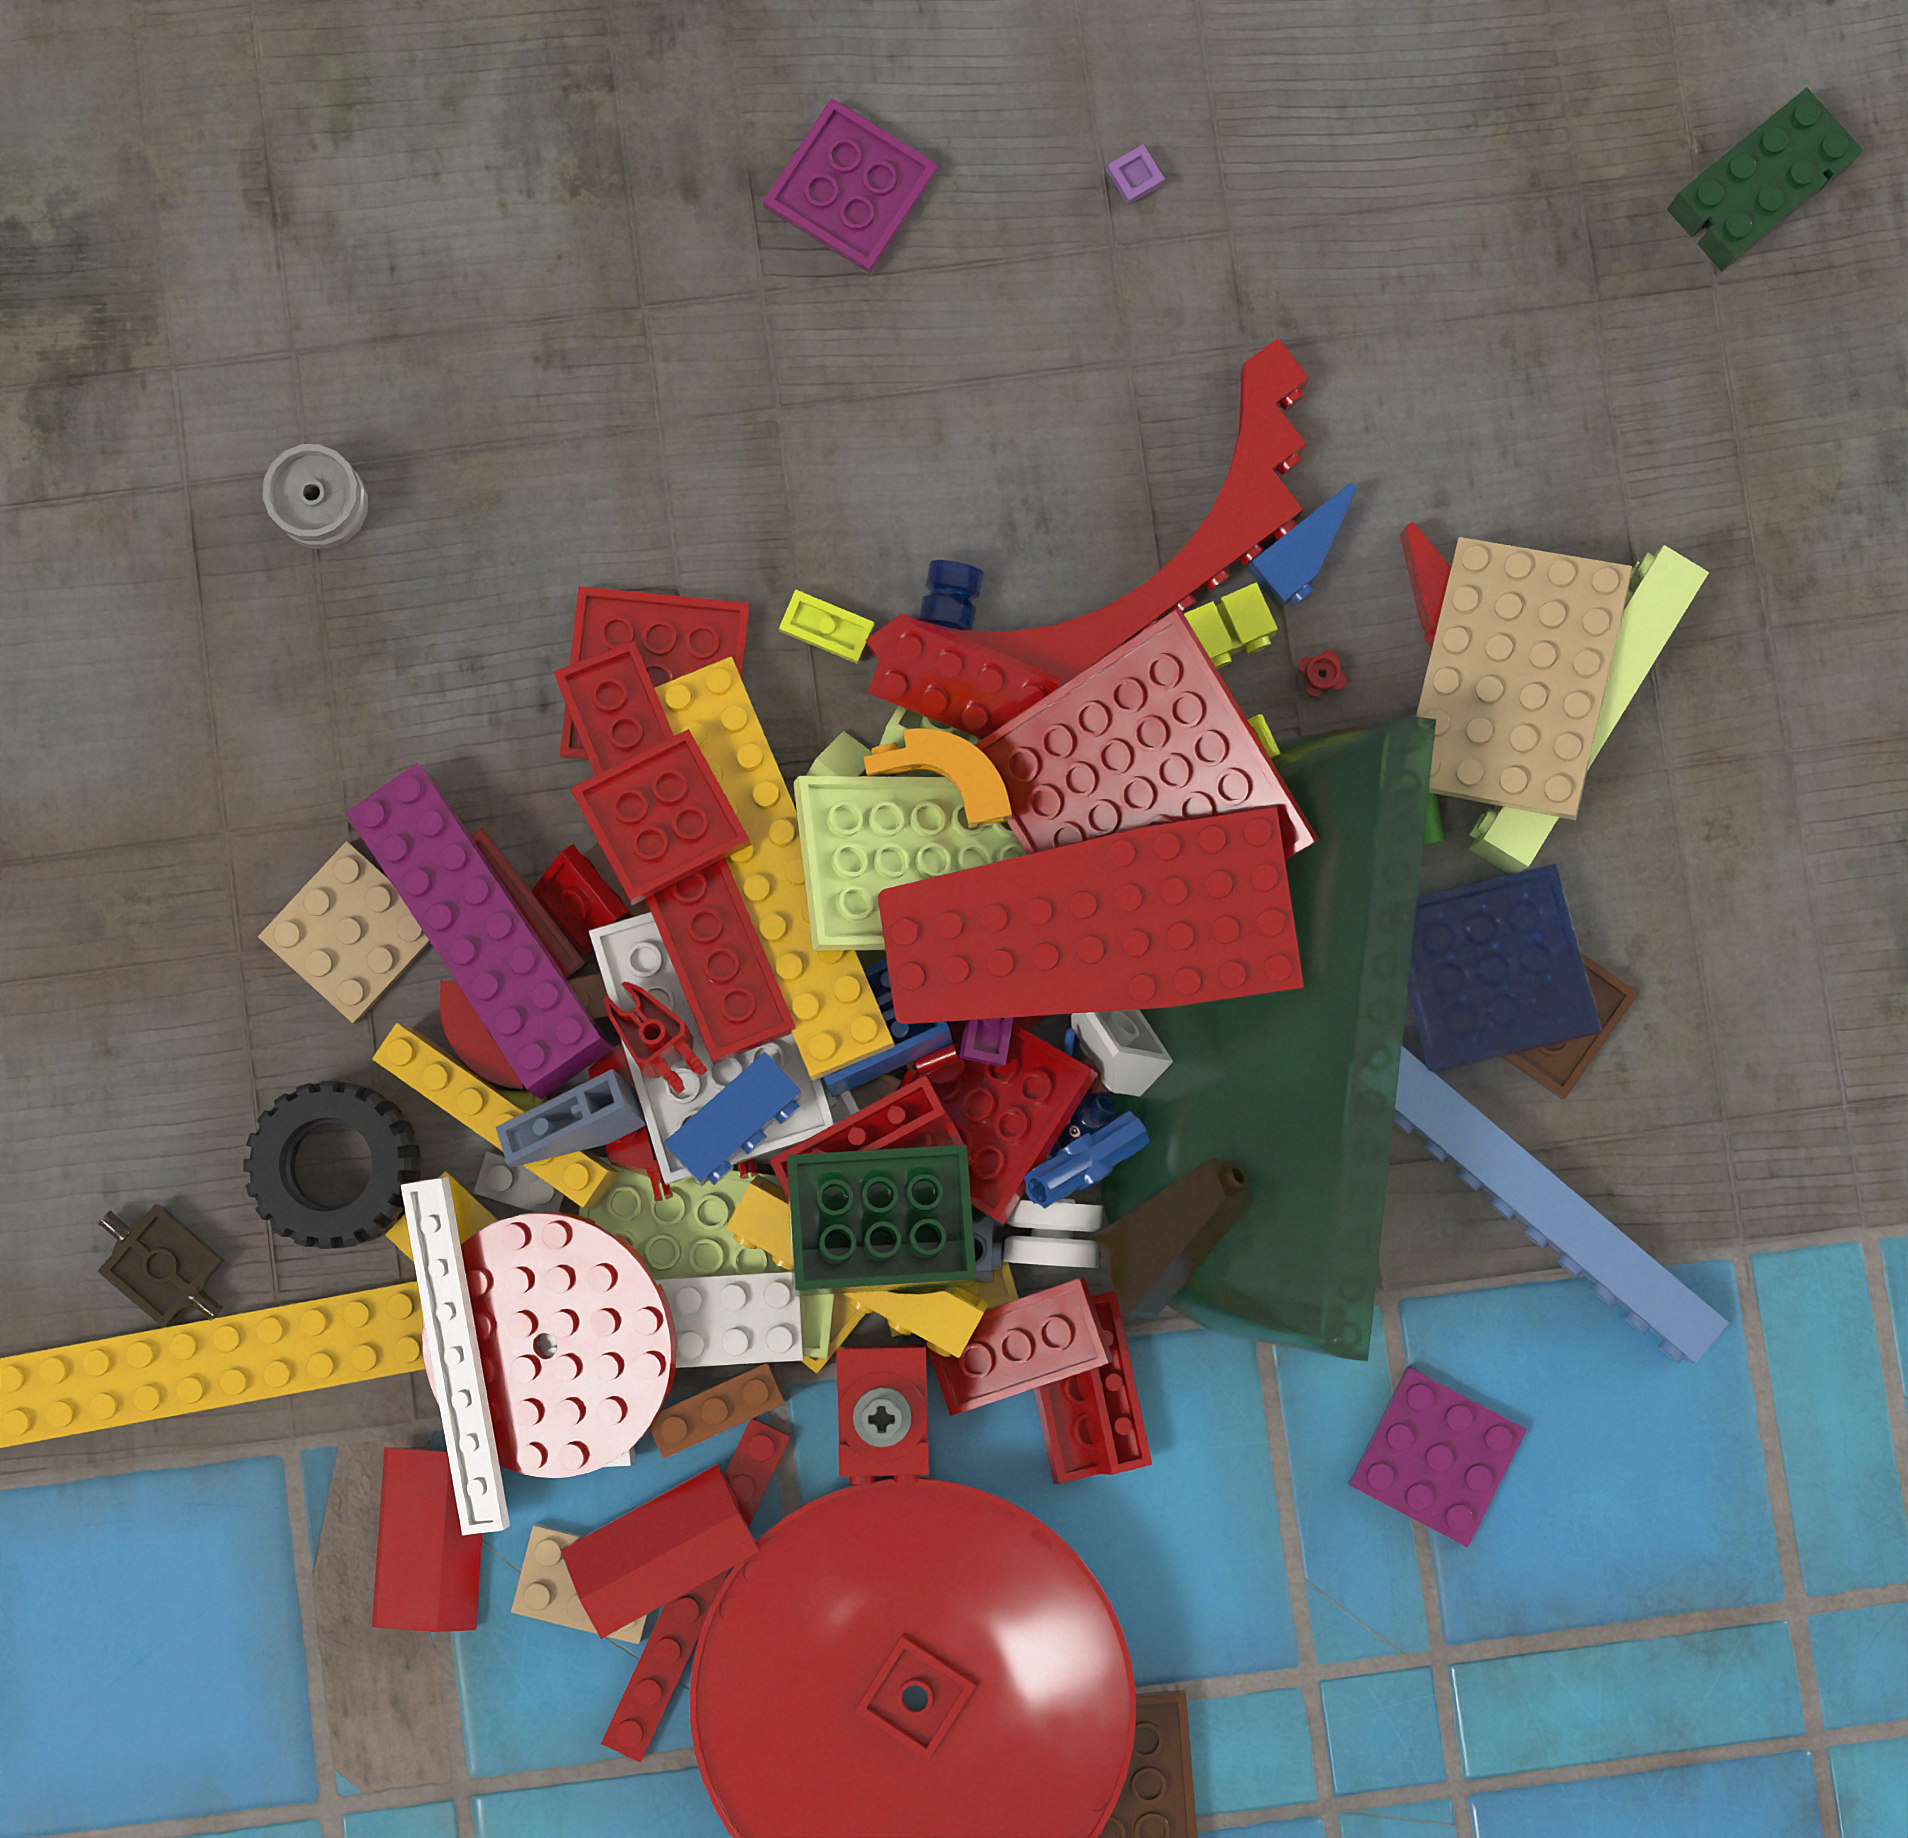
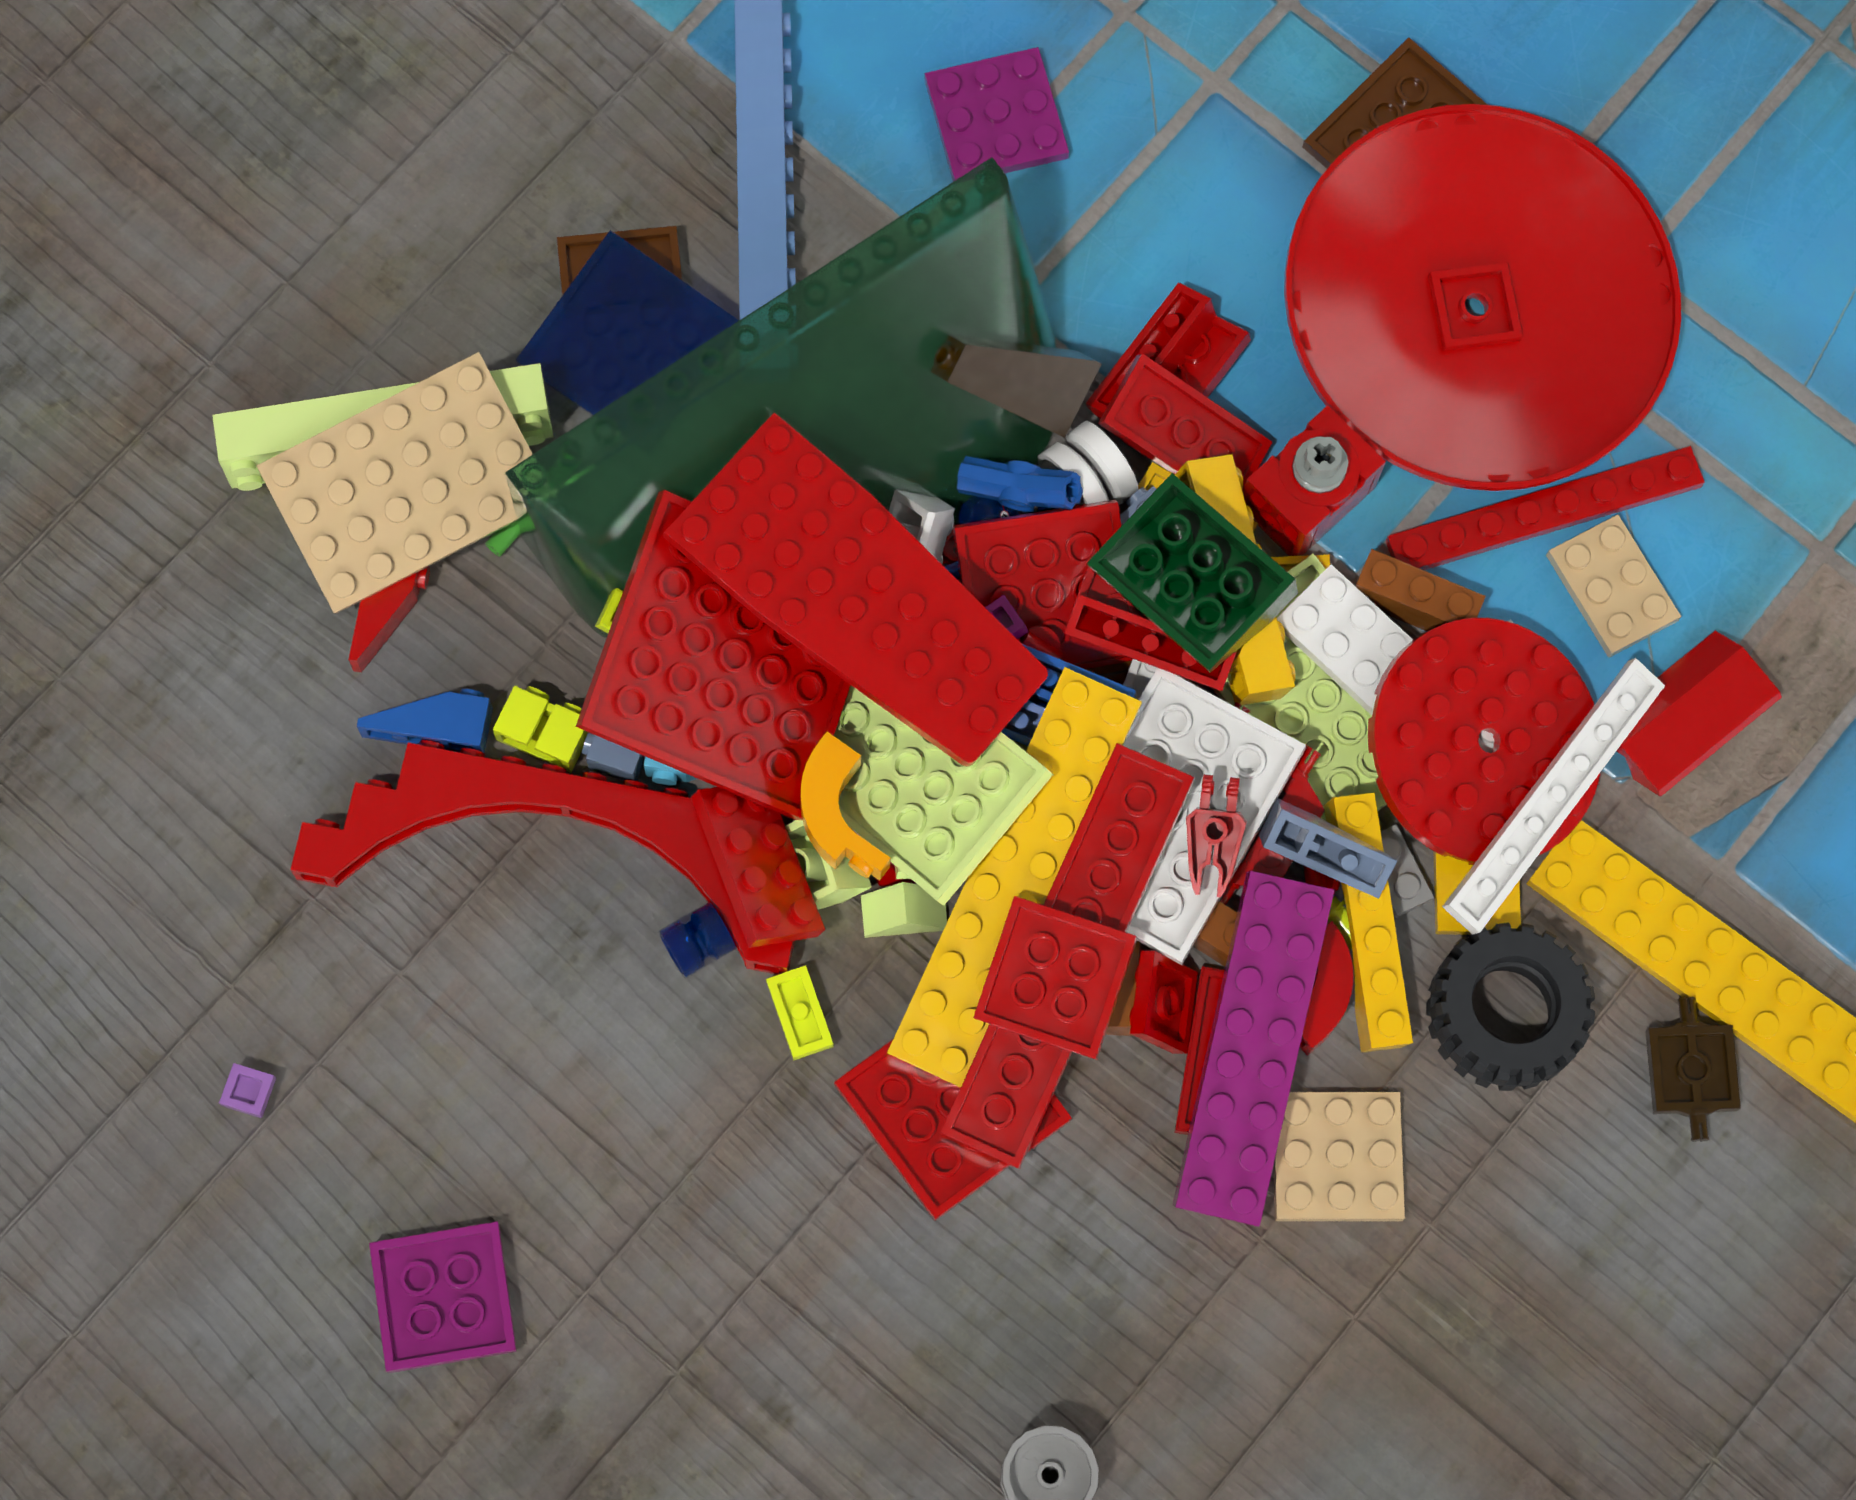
camera: 135 degrees left, 10 degrees down
(659, 1551) = (1547, 545): red slope -> none
(734, 1120) = (1219, 731): blue brick -> none
(1329, 663) = (515, 625): red plate -> none

